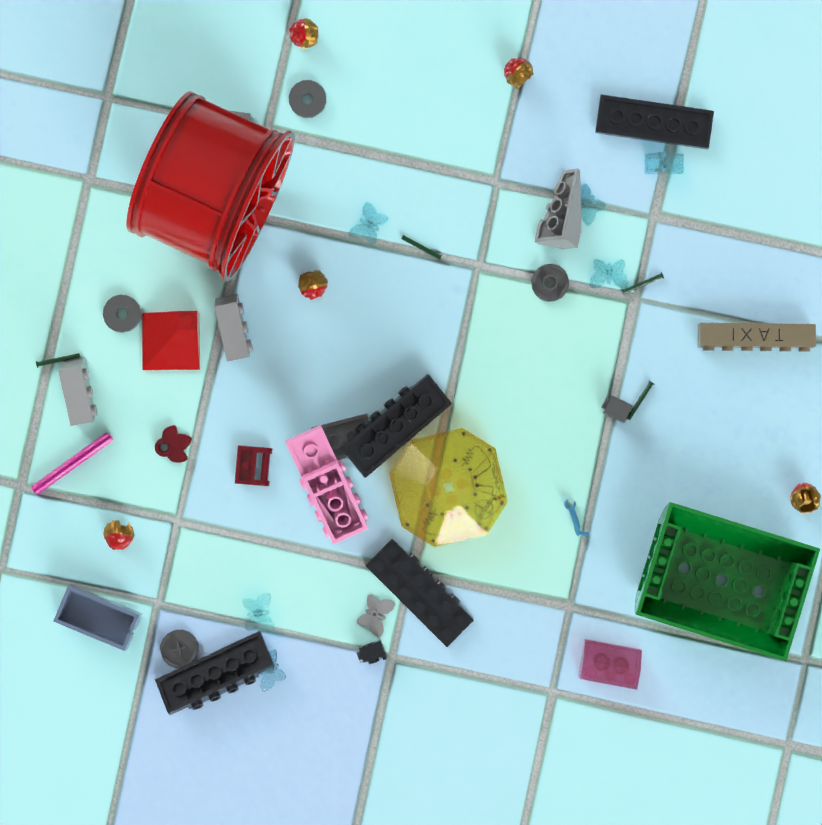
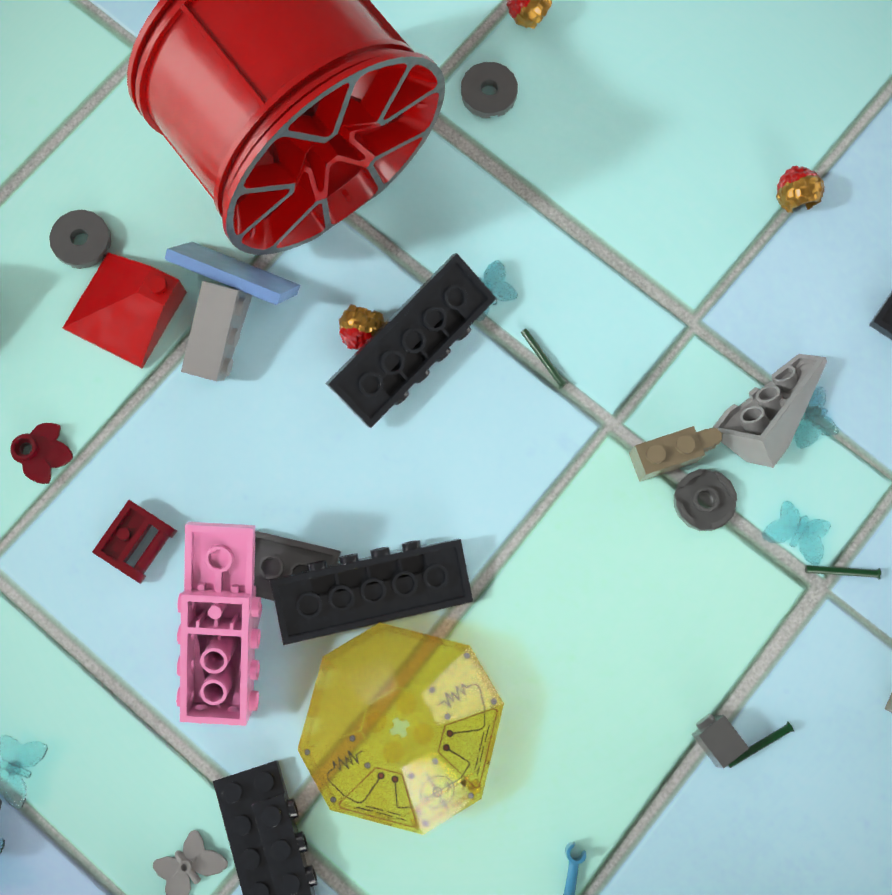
camera: 20 degrees right, 10 degrees down
(220, 291) = (232, 272): none -> medium blue tile
(345, 278) = (411, 341): none -> black plate
(519, 265) = (673, 451): none -> dark tan hinge

